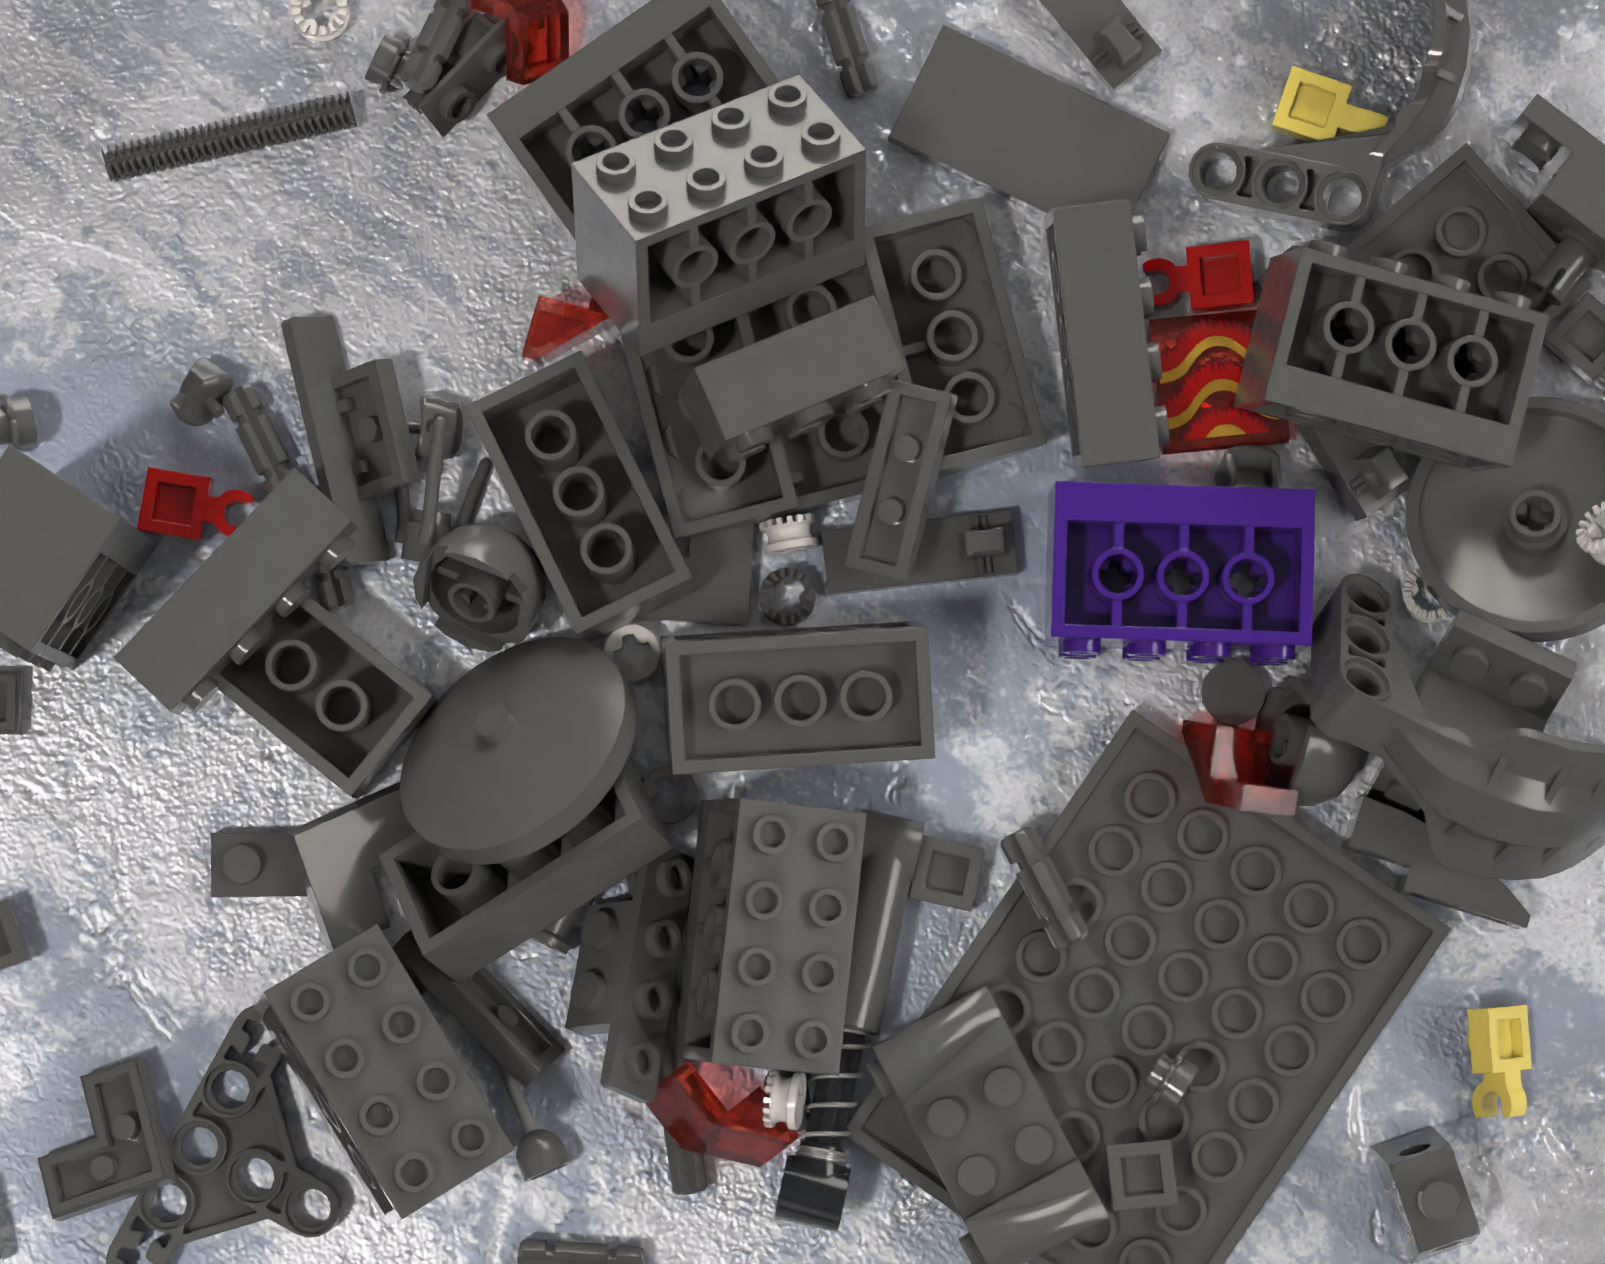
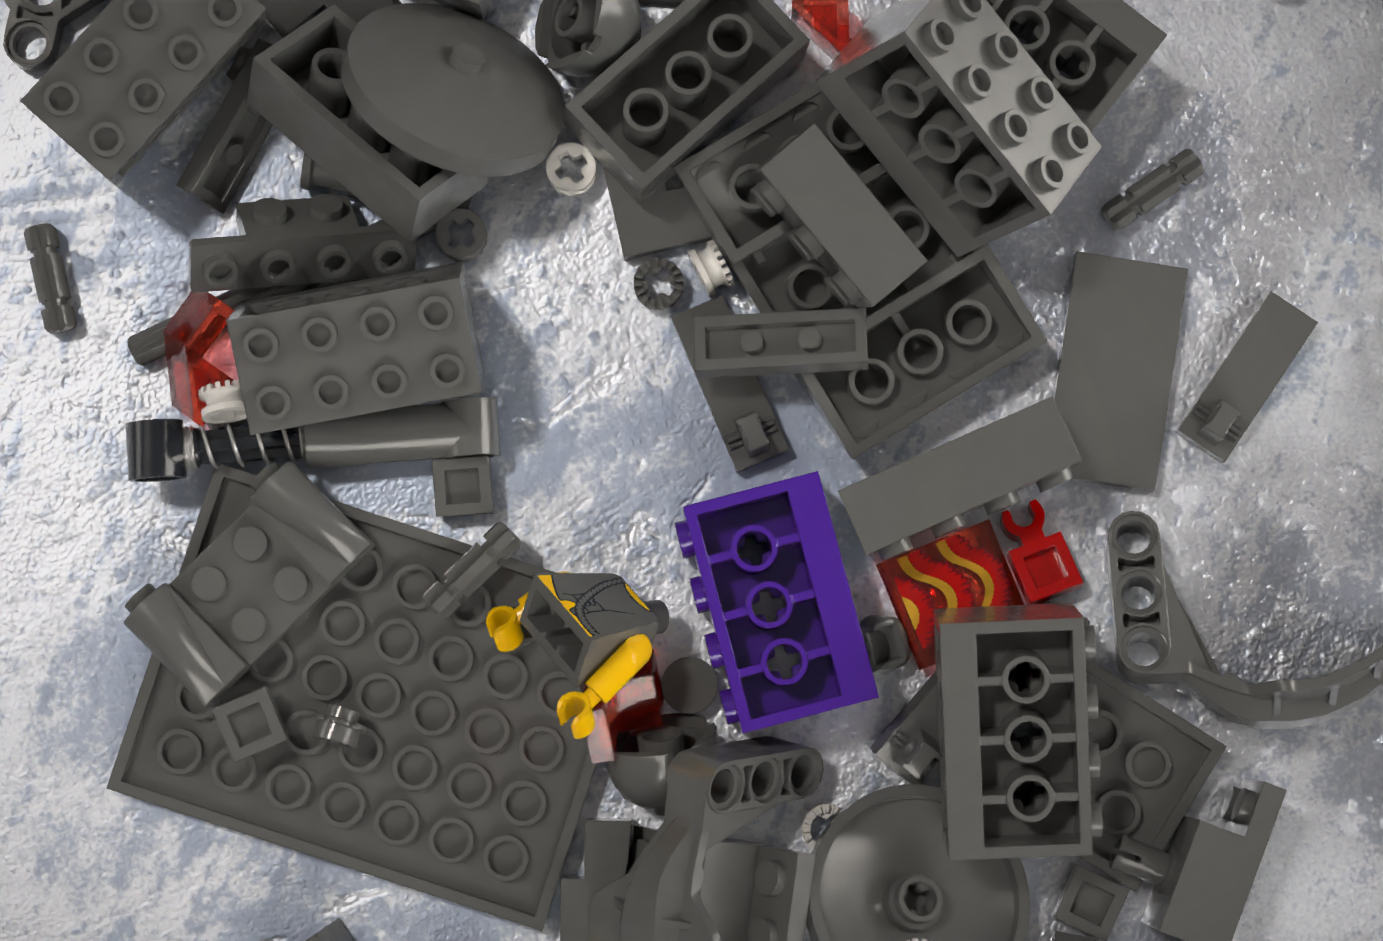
camera: 75 degrees right, 0 degrees up
(539, 1150) = (131, 216): dark grey hinge -> none
(797, 697) = (567, 306): dark grey brick -> none
(1152, 775) = (591, 631): none -> torso
(1318, 109) = (1217, 609): light yellow plate -> none

